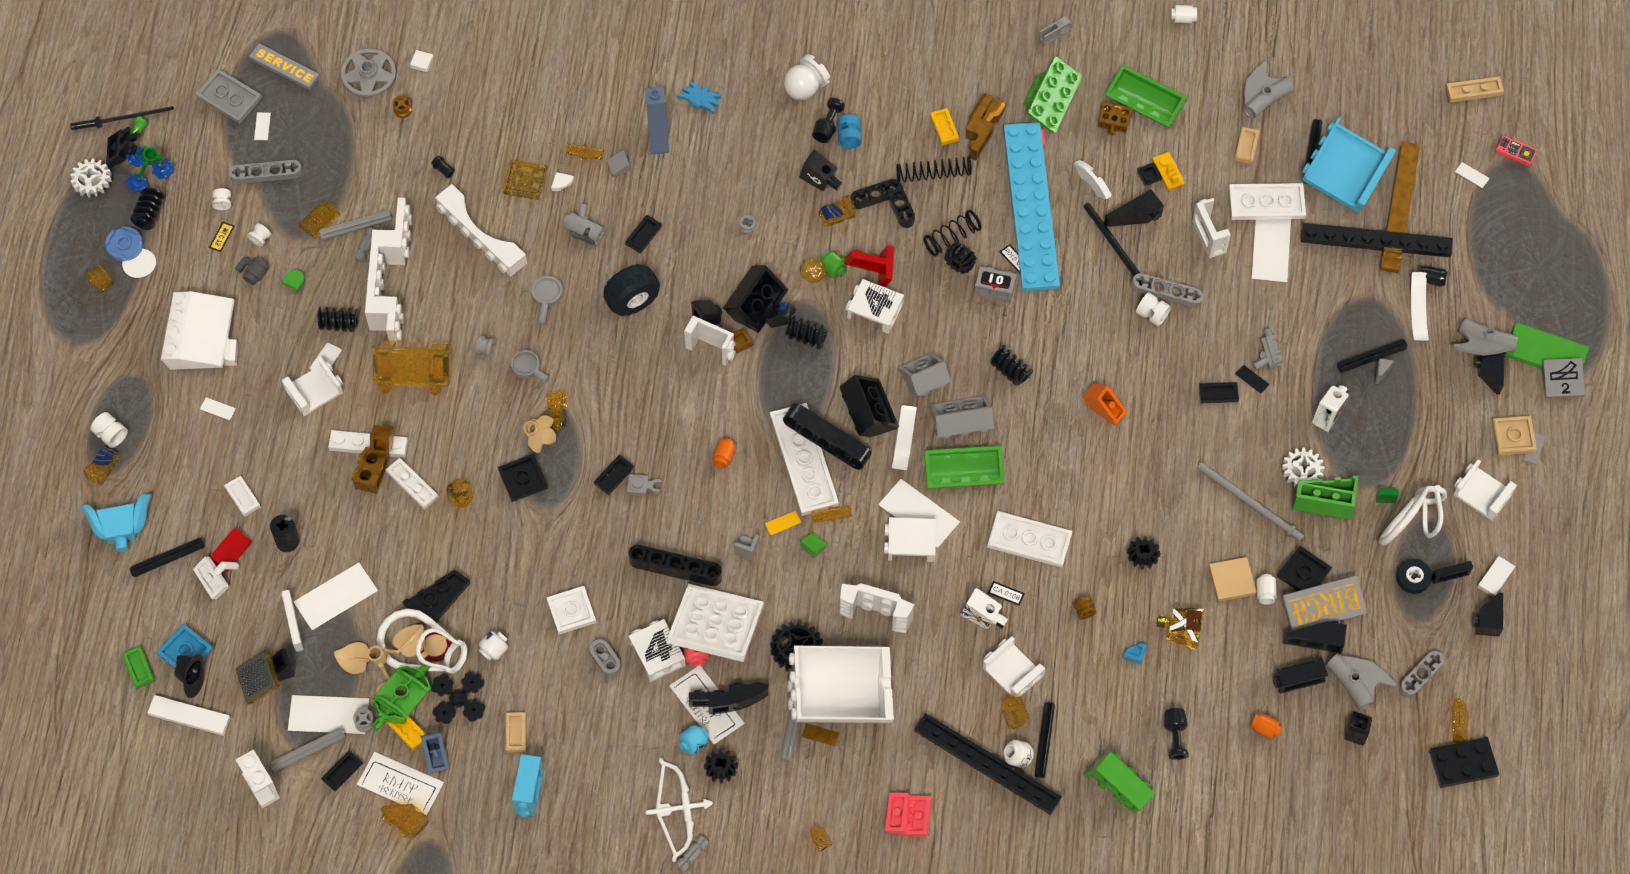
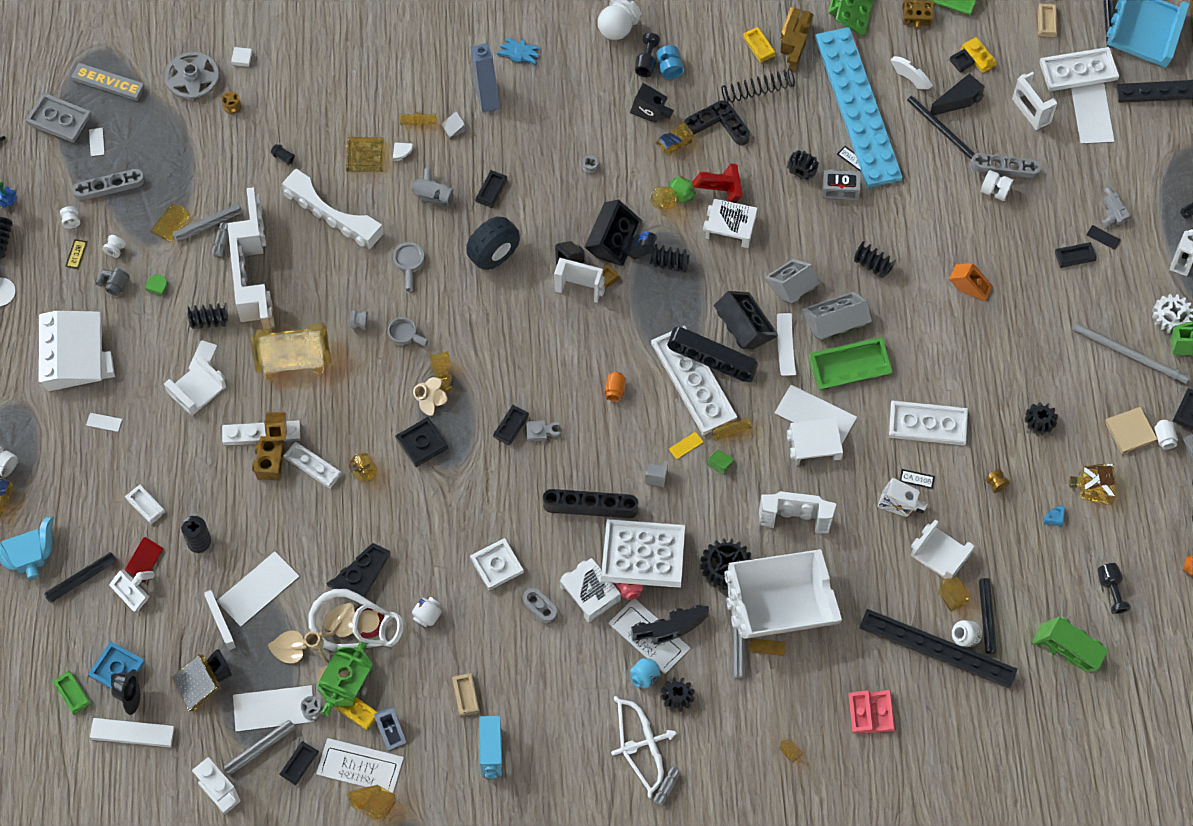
camera: 10 degrees left, 0 degrees up
(458, 698) = (401, 670): black plant -> none
(968, 221) = (774, 151): black piece -> none

